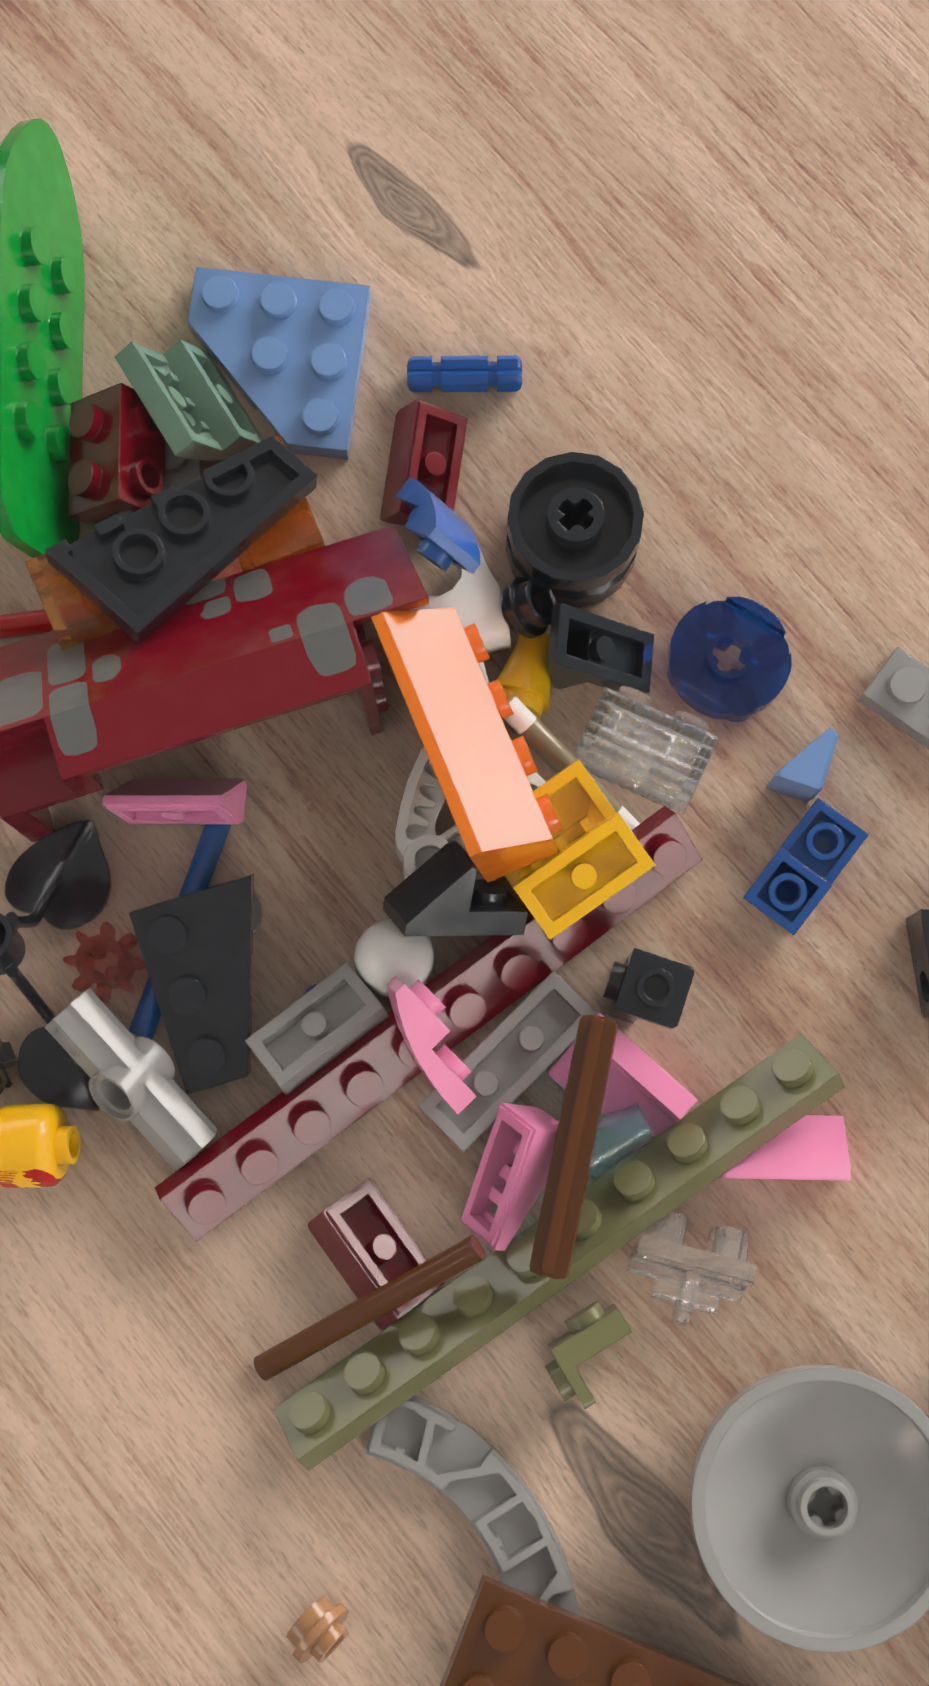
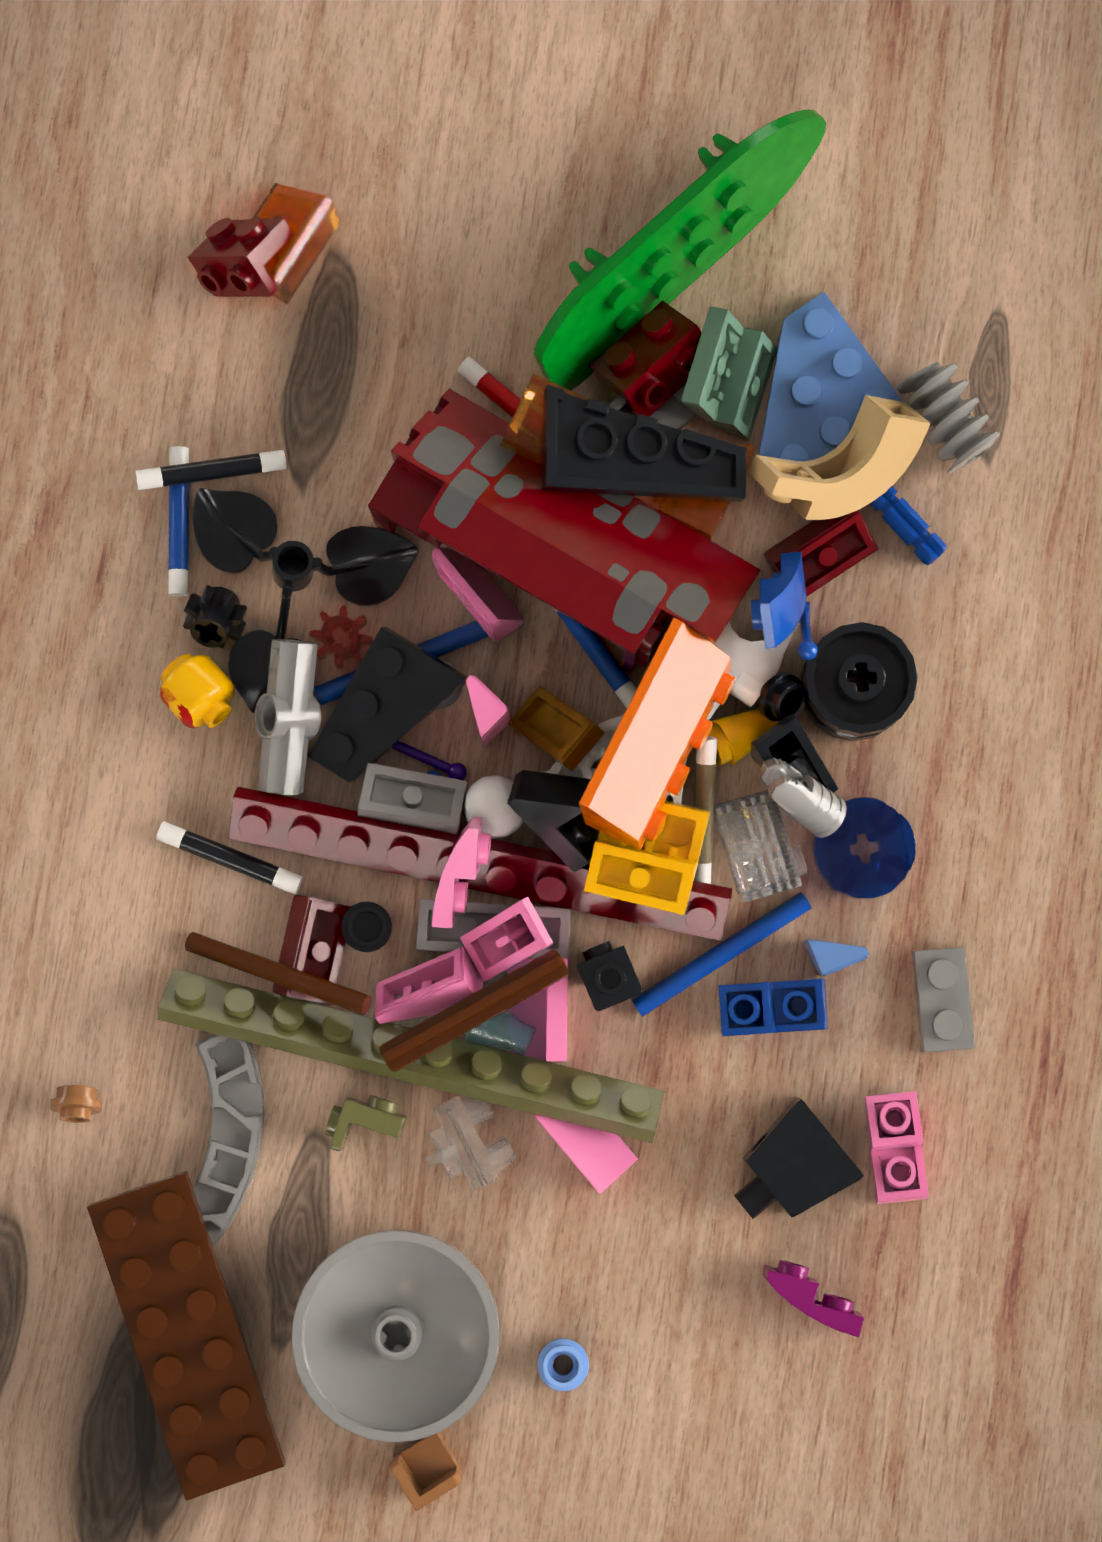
camera: 50 degrees right, 5 degrees up
(215, 1257) = (229, 857): none -> black bar
(296, 881) = (488, 709): none -> bright pink slope
(325, 967) = (454, 770): none -> dark purple hinge
(328, 740) = (602, 659): none -> blue bar
(372, 835) = (556, 728): none -> pearl gold tile
(381, 368) = (856, 471): none -> tan arch
(399, 1181) = (366, 926): none -> black plate
(403, 253) = (949, 414): none -> light grey piece
(506, 539) = (807, 649): none -> blue hinge
(533, 1053) = (506, 939): none -> bright pink slope
(639, 665) = (803, 798): none -> light grey hinge
(715, 870) = (721, 954): none -> blue bar

